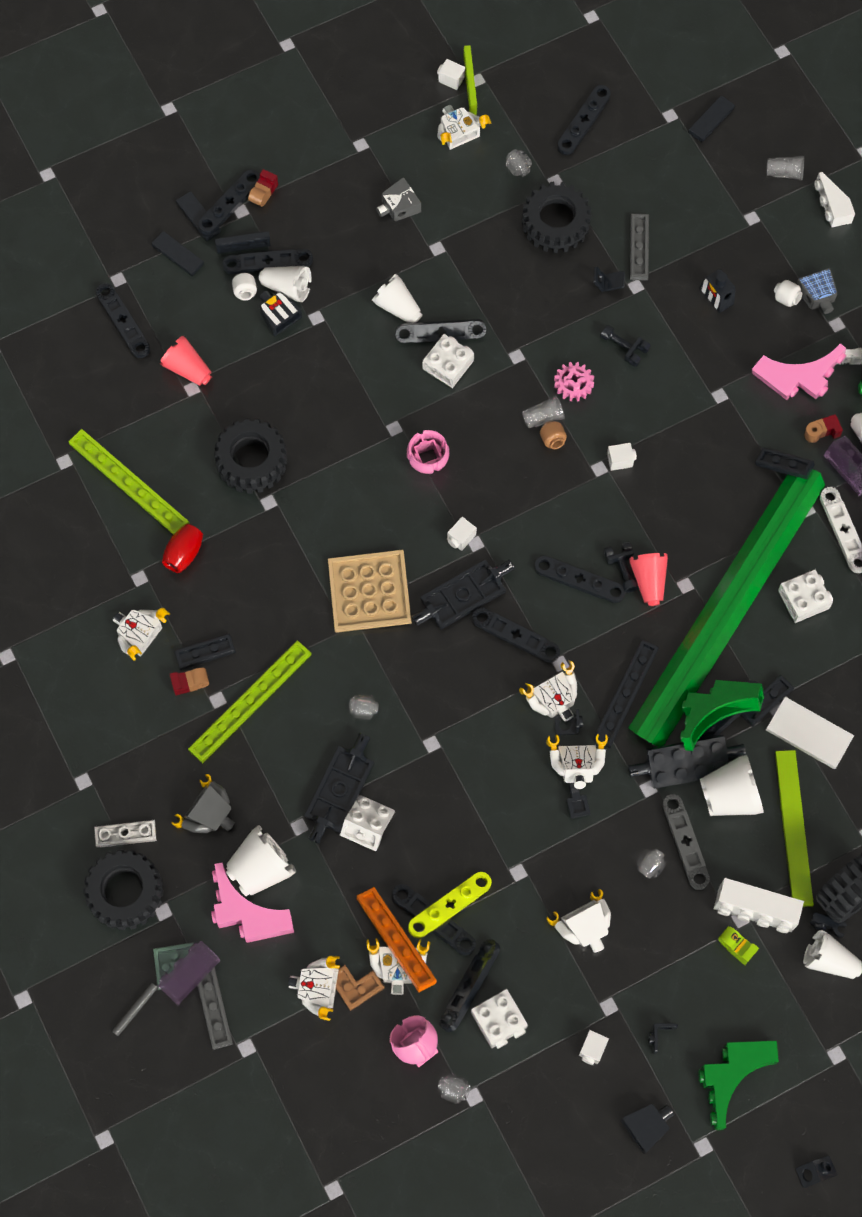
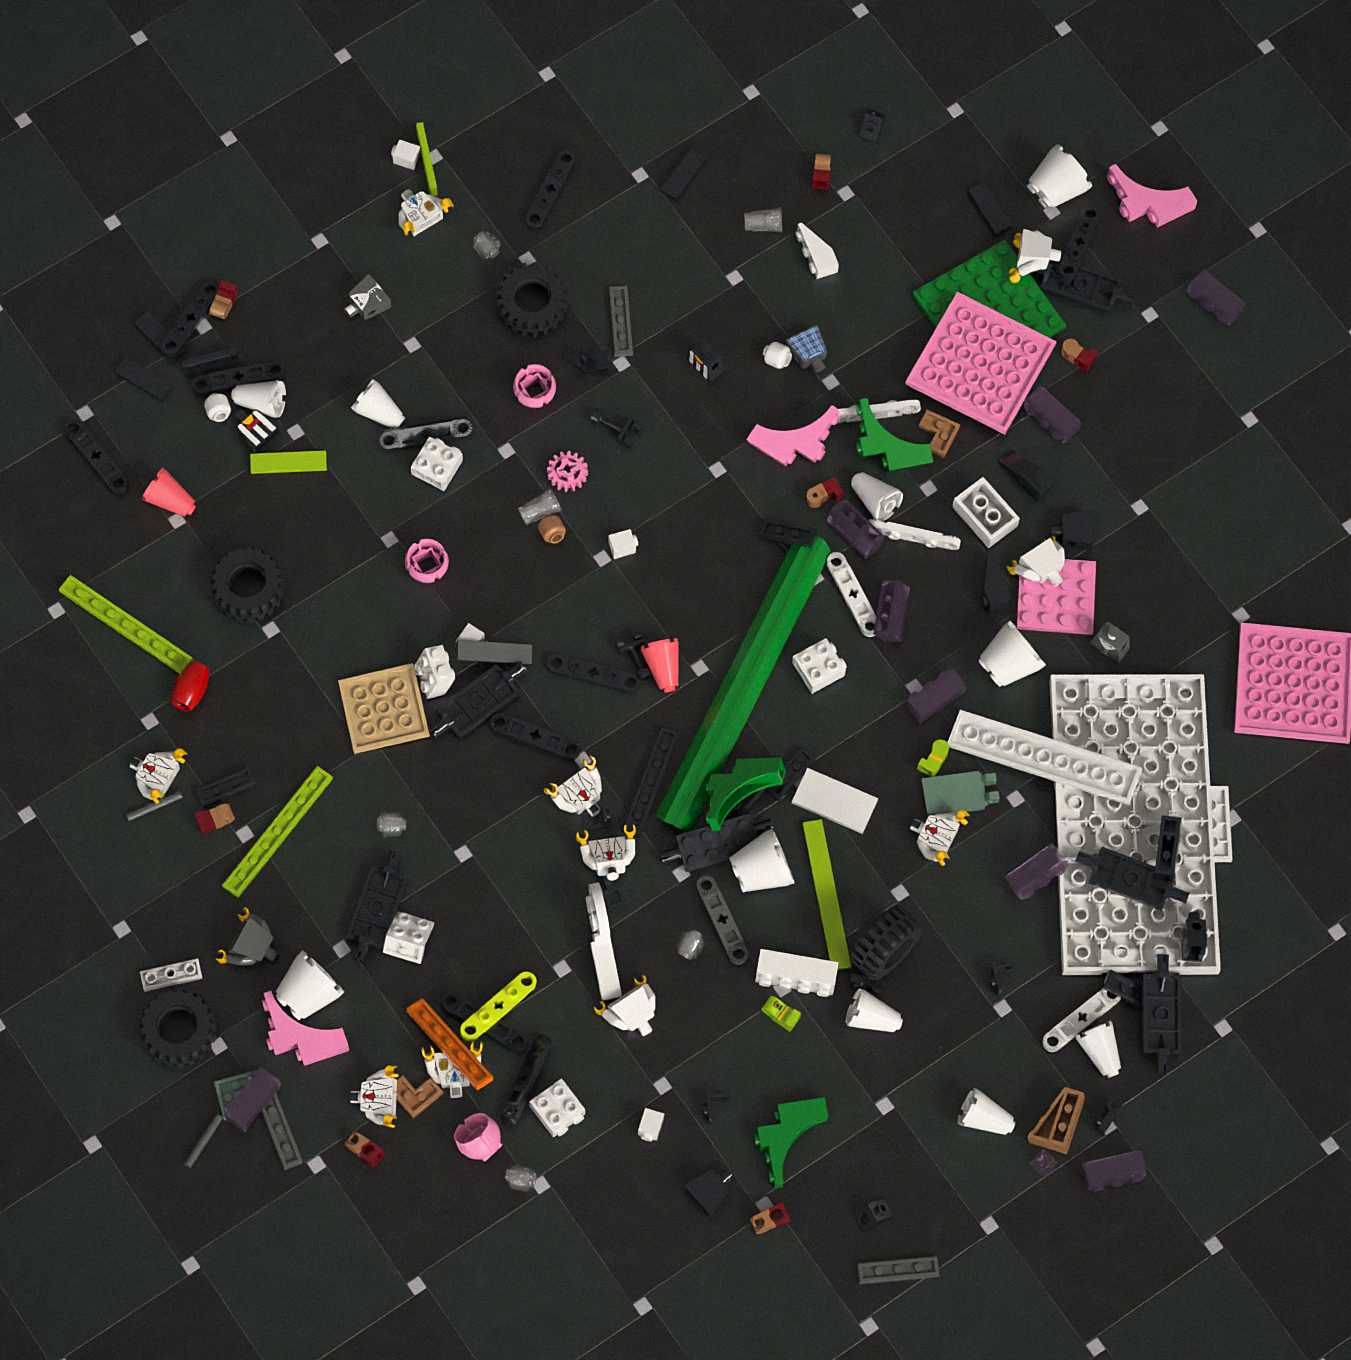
camera: 10 degrees left, 0 degrees up
(129, 663) = (153, 806): none -> dark grey bar
(297, 1038) = (365, 1149): none -> leg
(305, 345) = (288, 462): none -> lime tile
(423, 560) = (434, 671): none -> white brick
(483, 547) = (493, 652): none -> dark grey tile
(547, 288) = (529, 377): none -> bright pink piece
(562, 854) = (602, 947): none -> white beam
(708, 1164) = (770, 1218): none -> leg
(844, 128) = (821, 171): none -> leg

